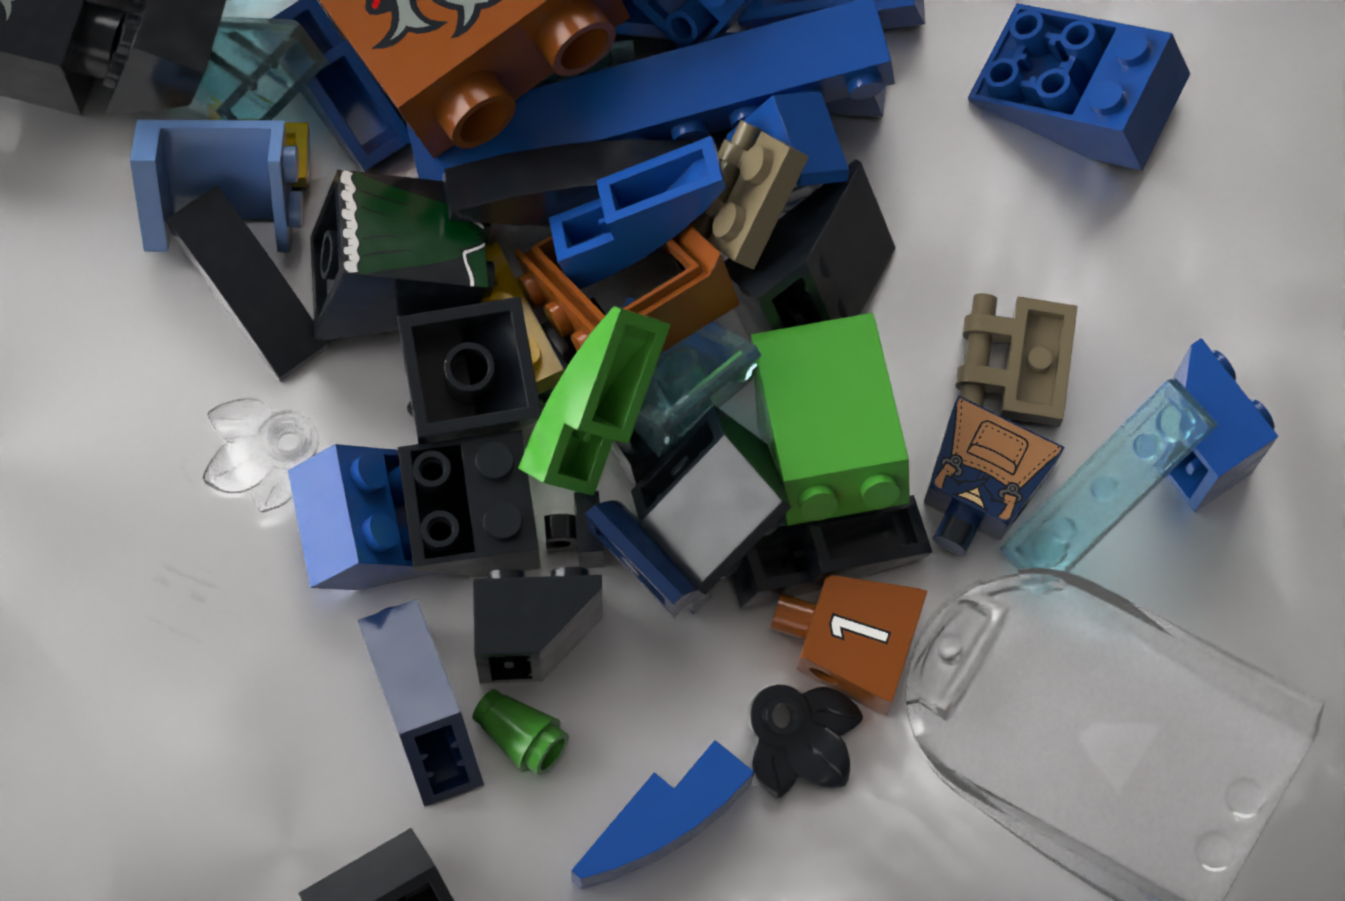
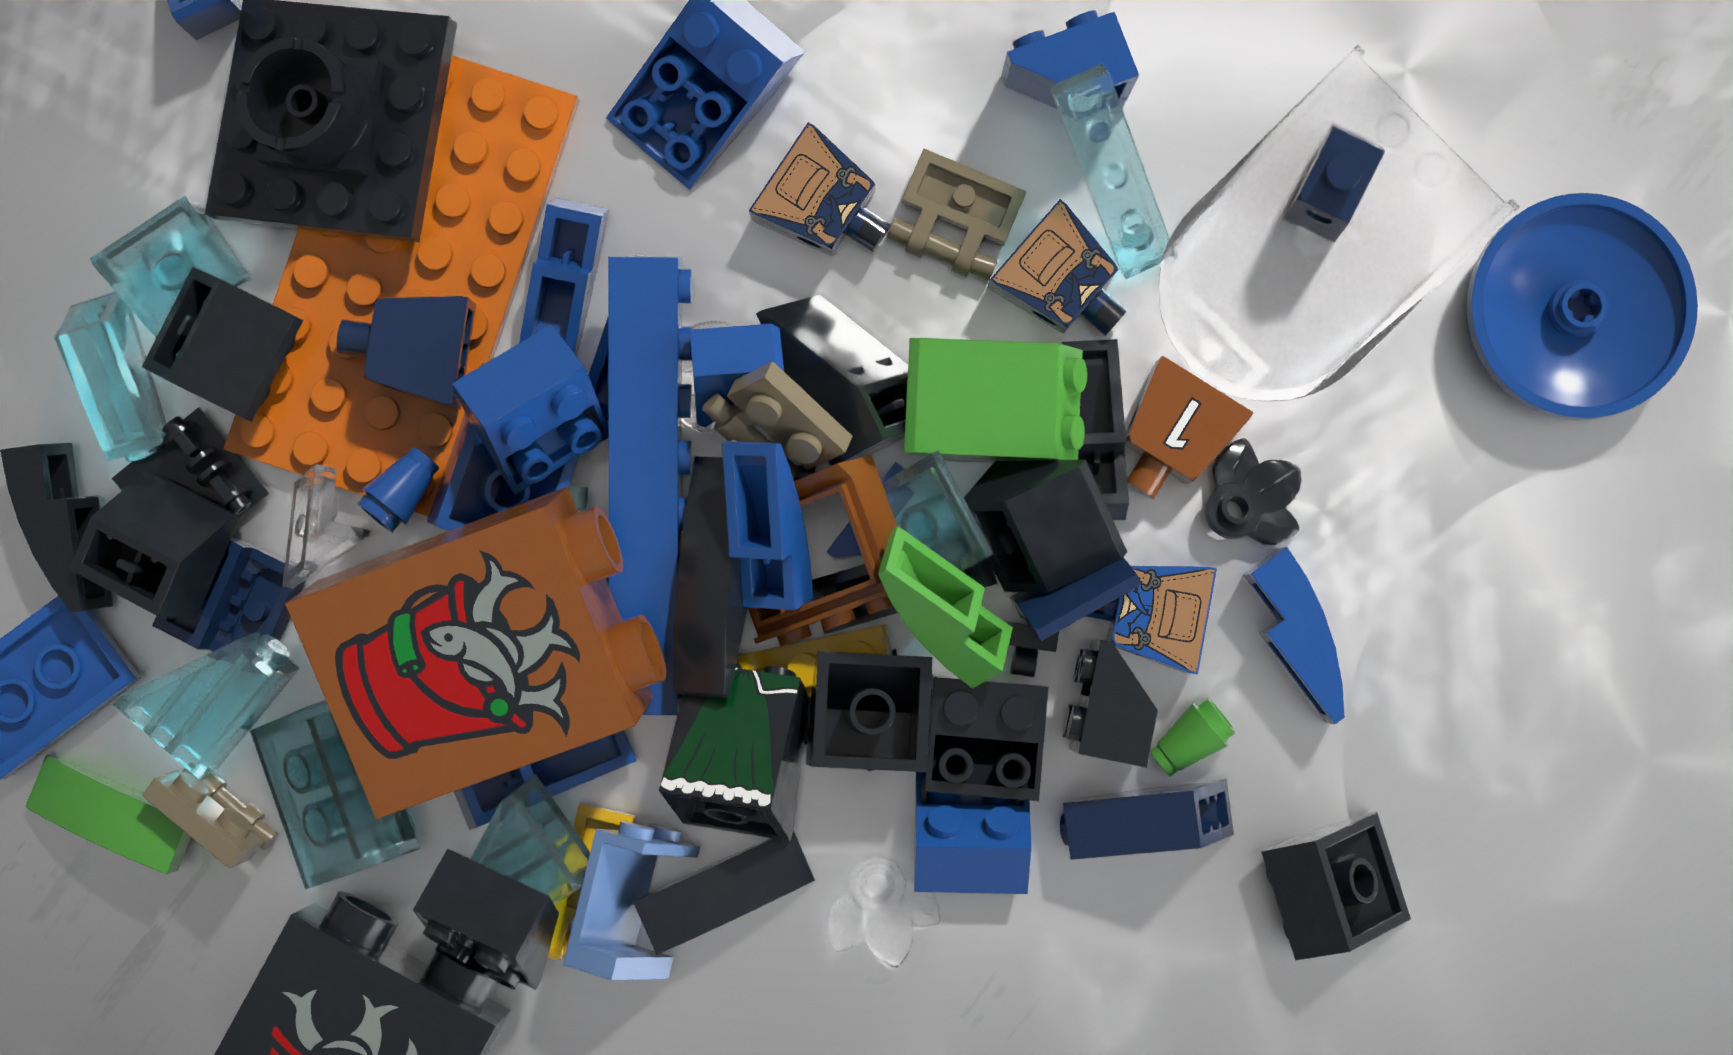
camera: 75 degrees left, 15 degrees up
(647, 662) = (1163, 615): none -> torso
(996, 215) = (819, 197): none -> torso
(1171, 732) = (1335, 182): none -> dark blue torso

